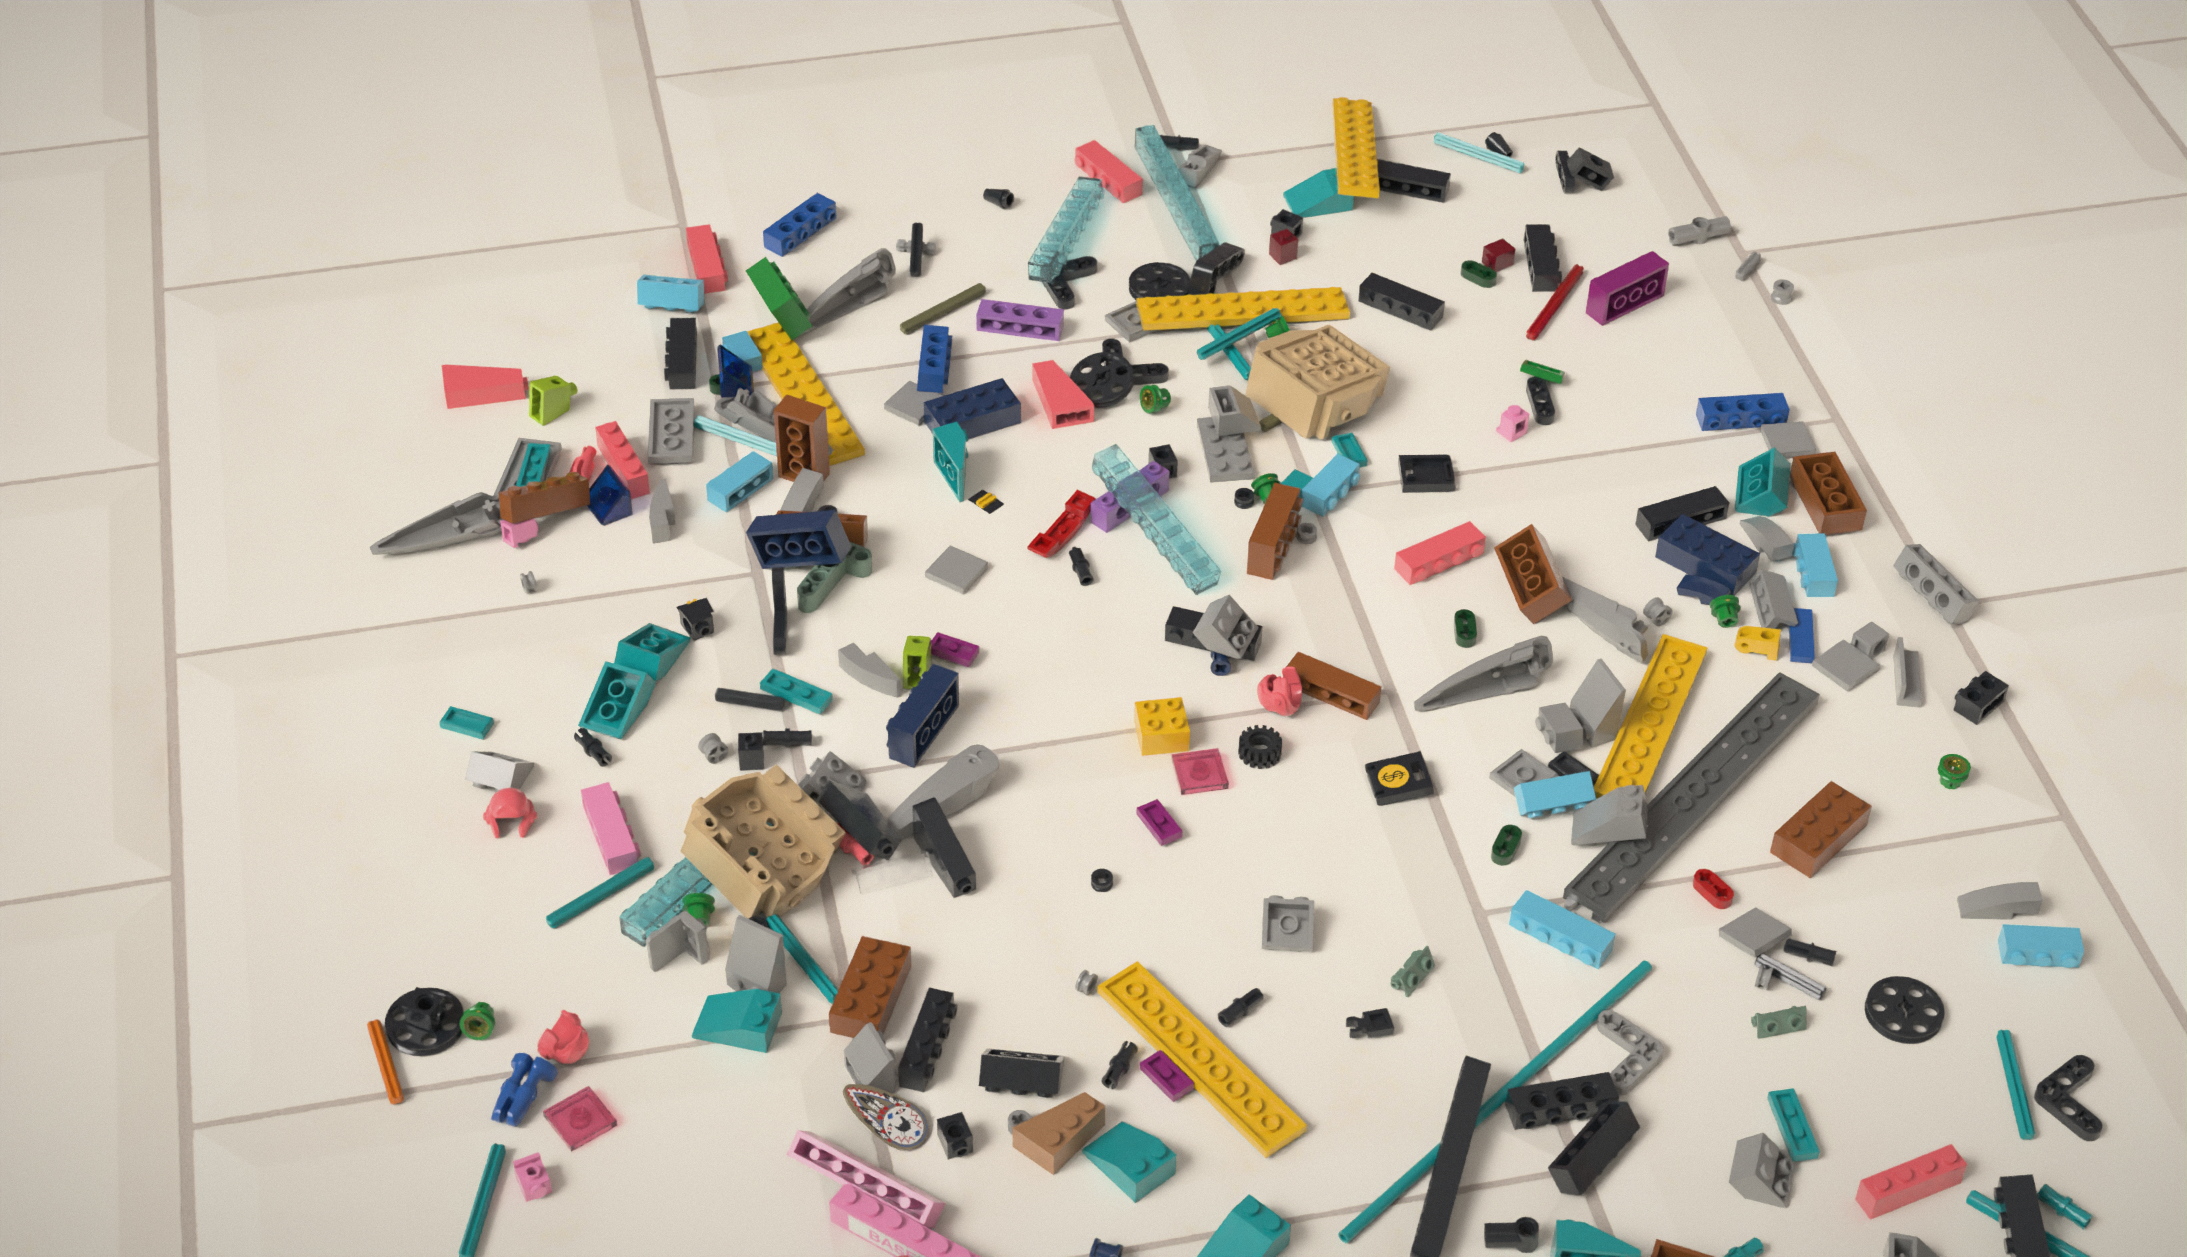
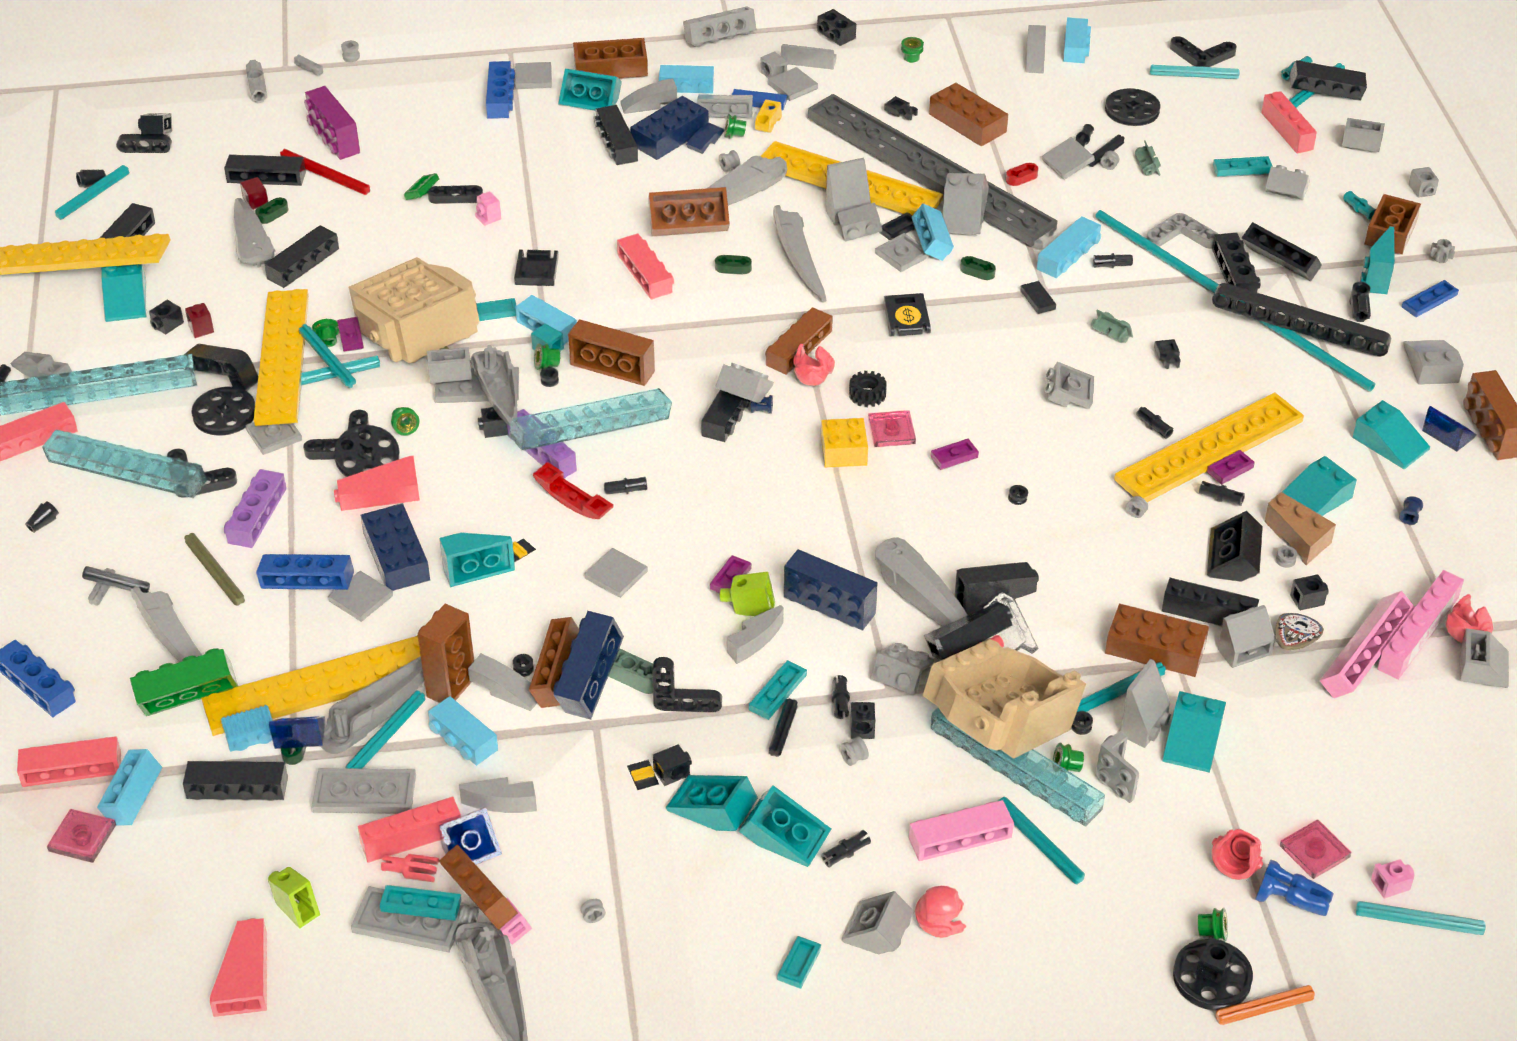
camera: 85 degrees left, 0 degrees up
(623, 278) = (81, 835): none -> clear pink plate
(1201, 445) = (497, 380): none -> light grey piece
(1423, 261) = (250, 237): none -> light grey piece
(1461, 902) = (1038, 297): none -> black tile
(1548, 975) = (1112, 260): none -> black axle
(1820, 764) = (900, 107): none -> black plate

